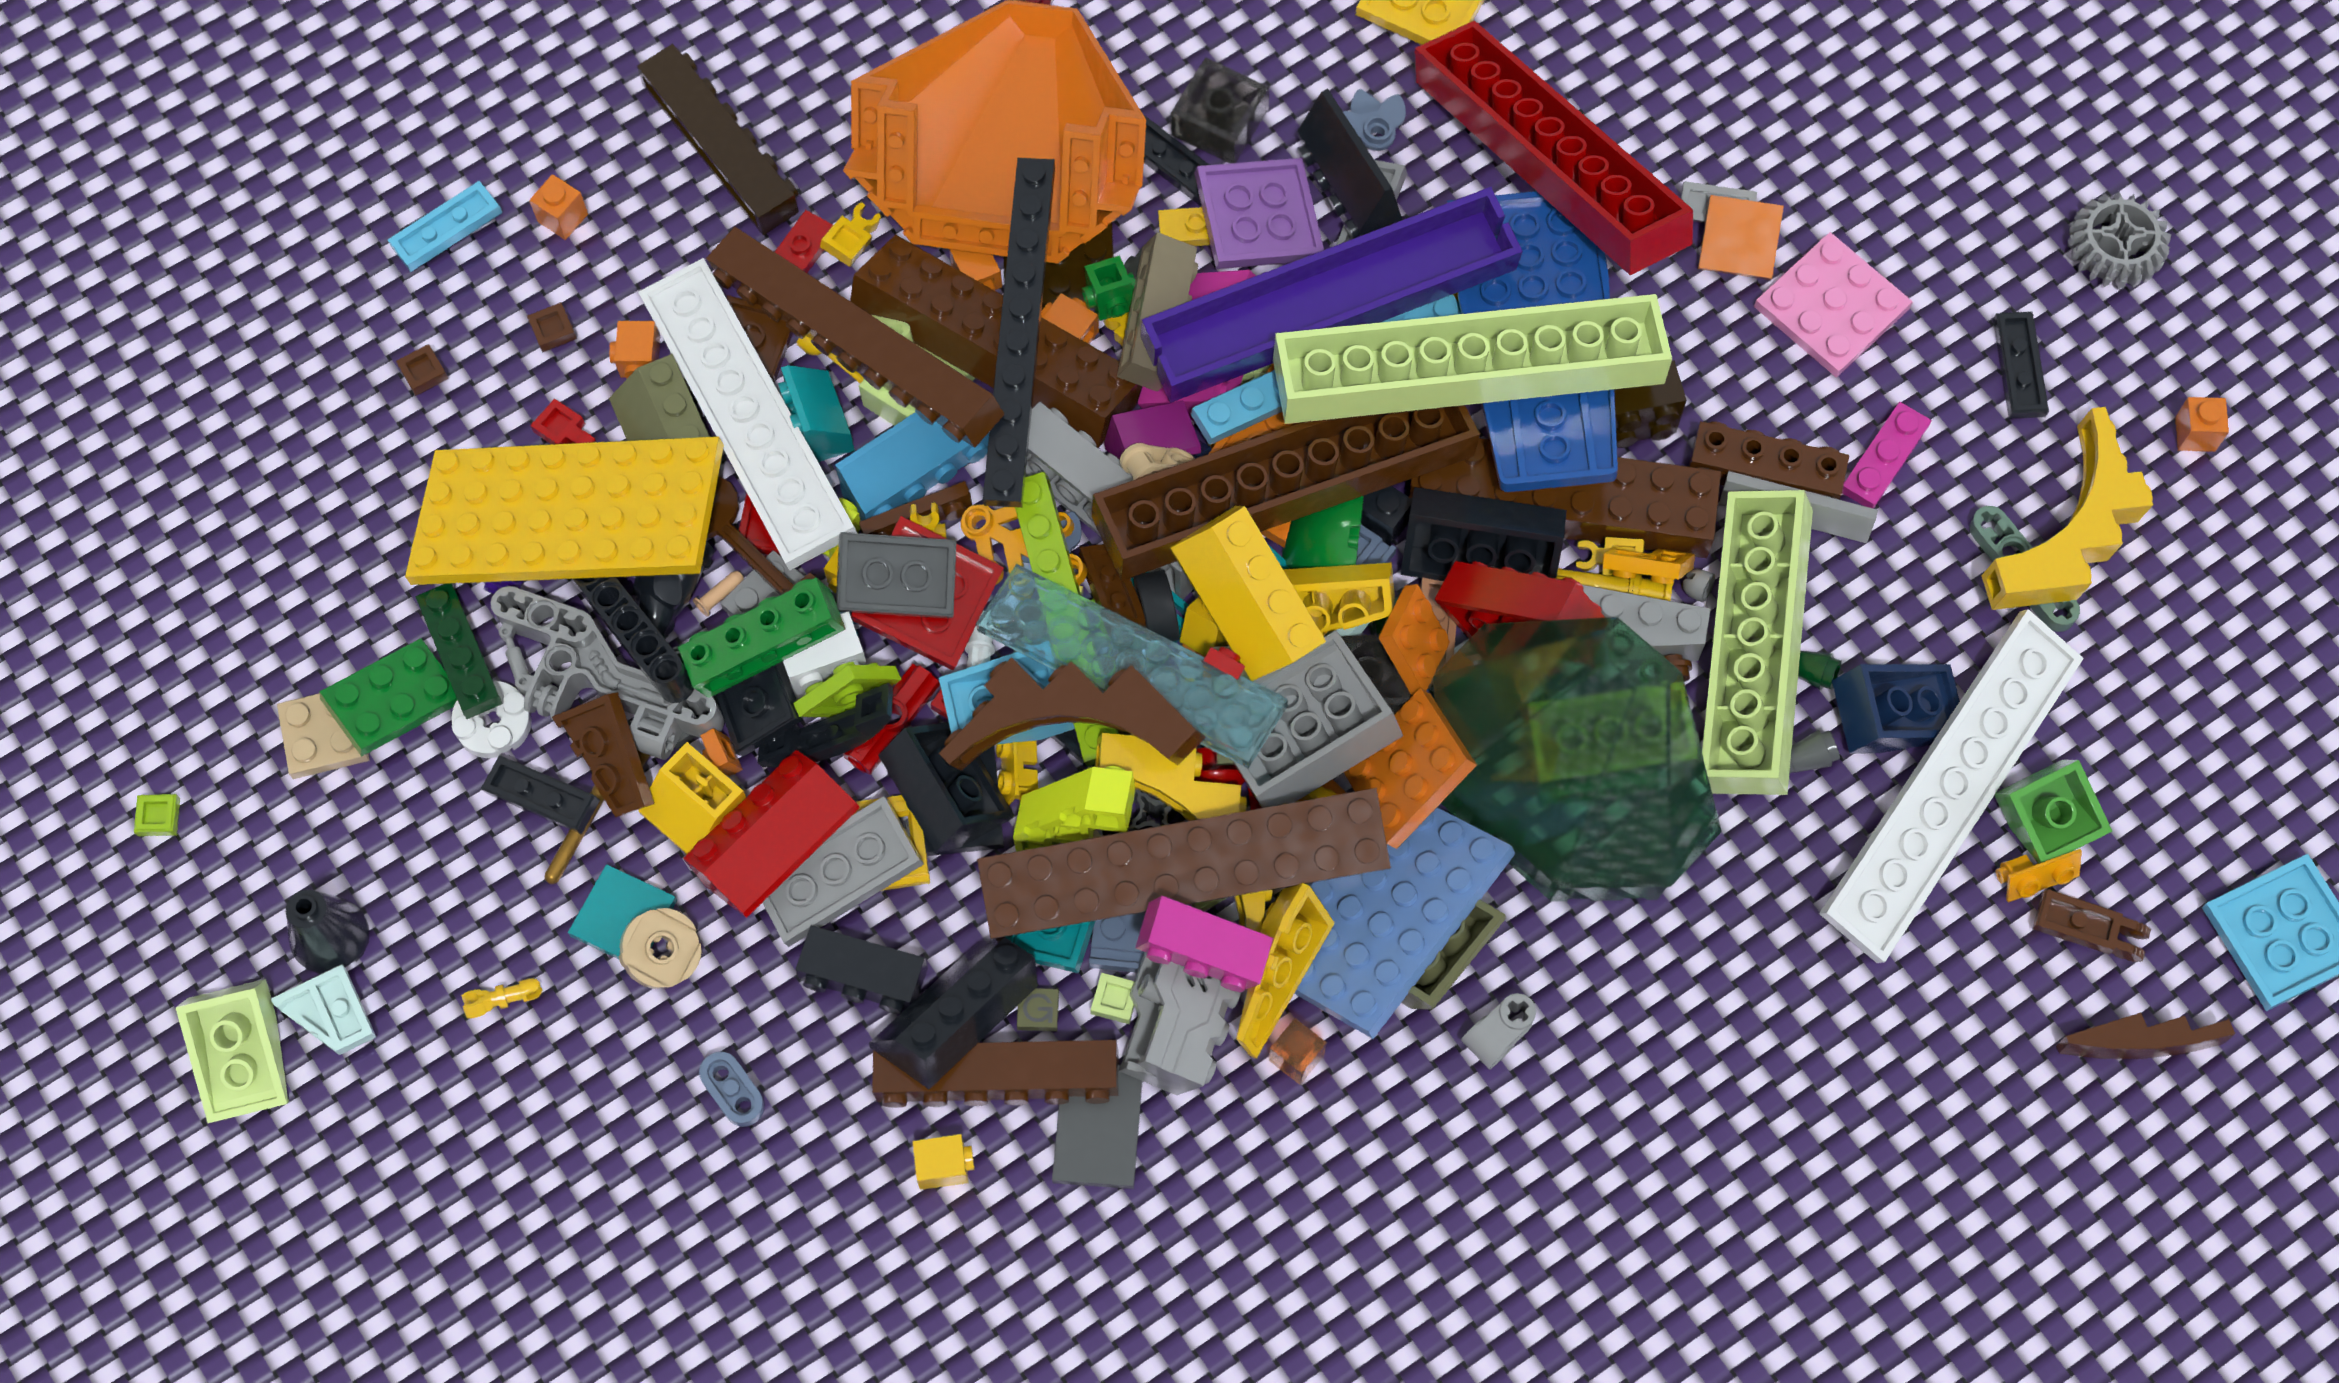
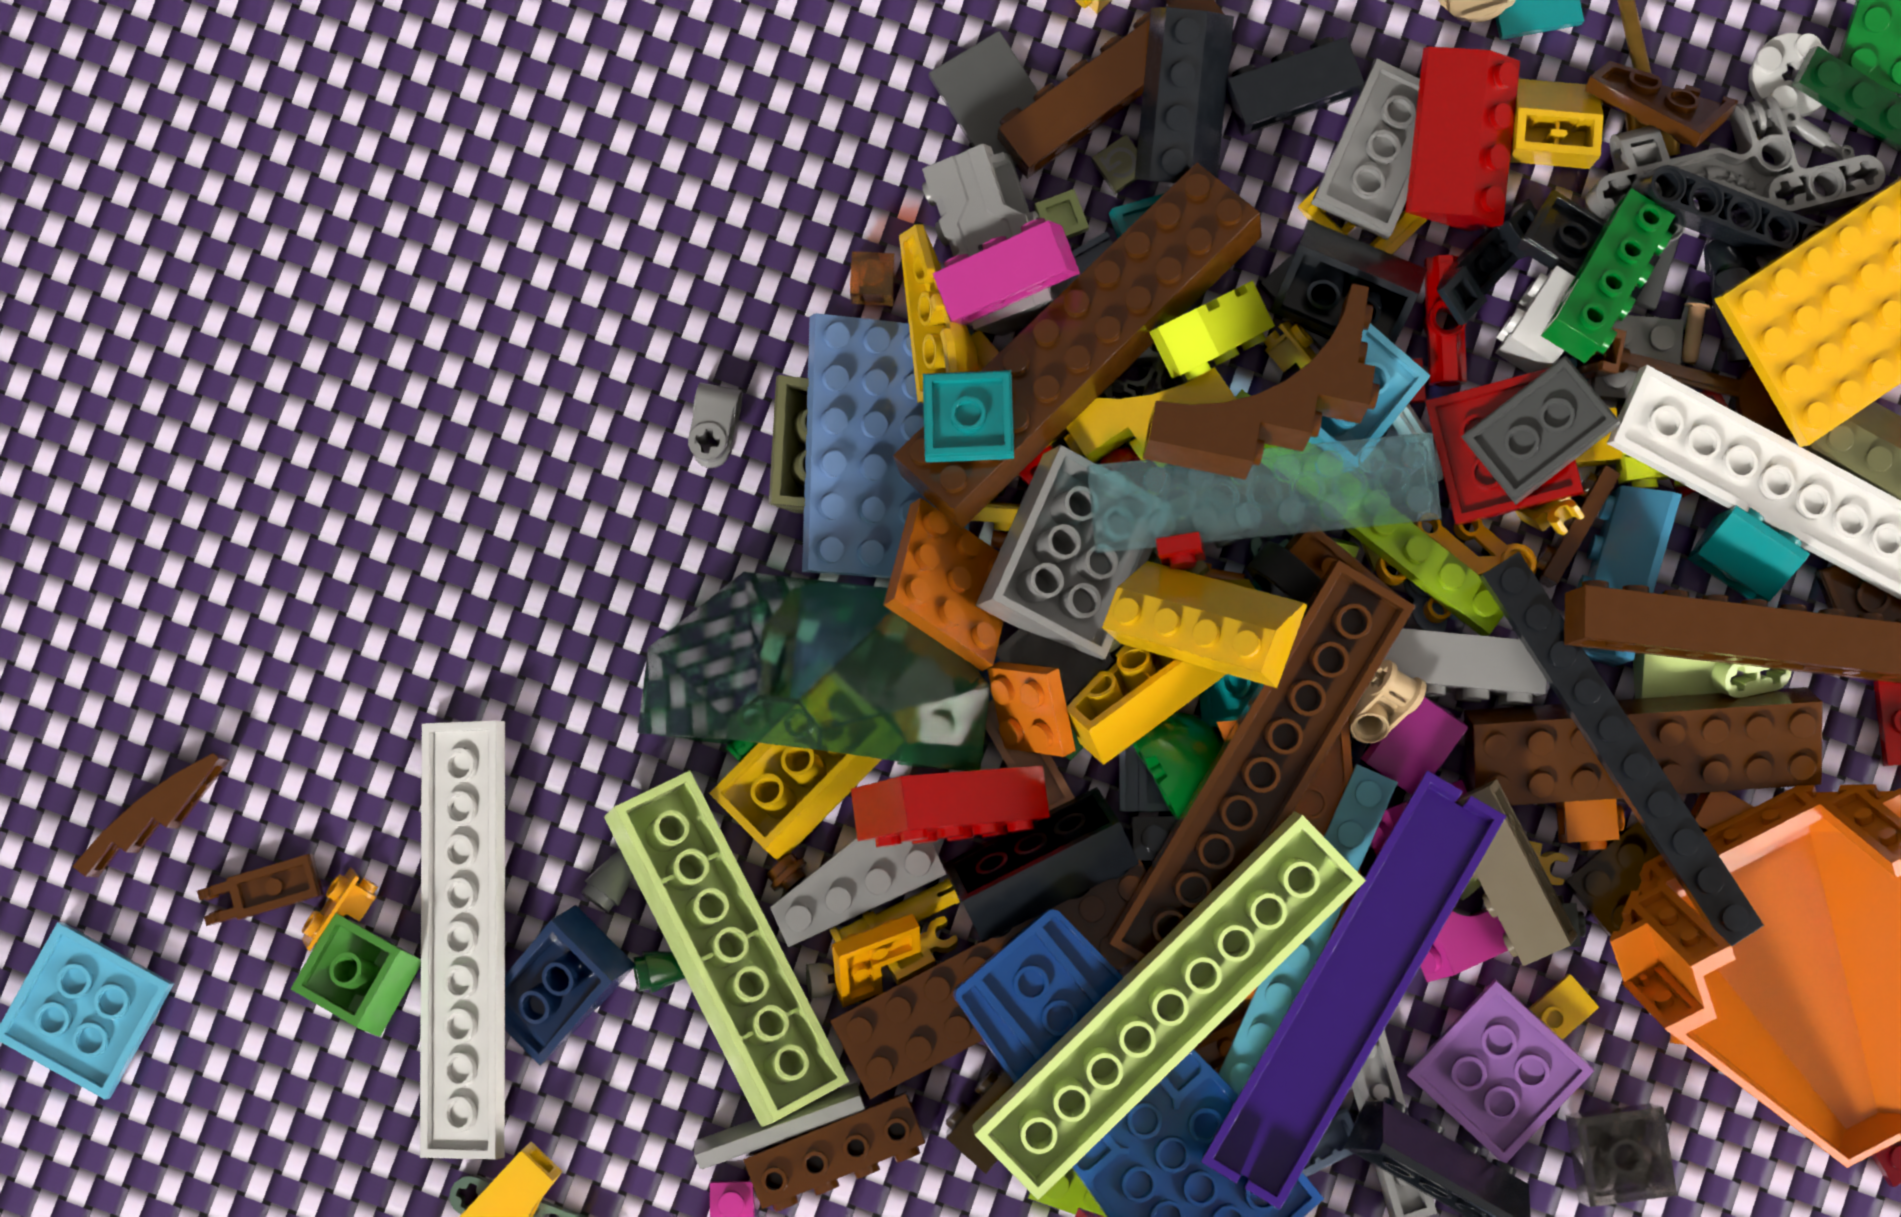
camera: 145 degrees right, 15 degrees up
(540, 794) = (1691, 37): black tile -> none
(720, 752) = (1569, 181): orange plate -> none
(840, 690) = (1501, 303): lime plate -> none
(850, 238) = (1865, 757): yellow plate -> none
(1108, 288) = (1588, 871): green brick -> none
(1172, 160) = (1639, 1077): black tile -> none
(1315, 846) = (968, 416): none -> teal tile

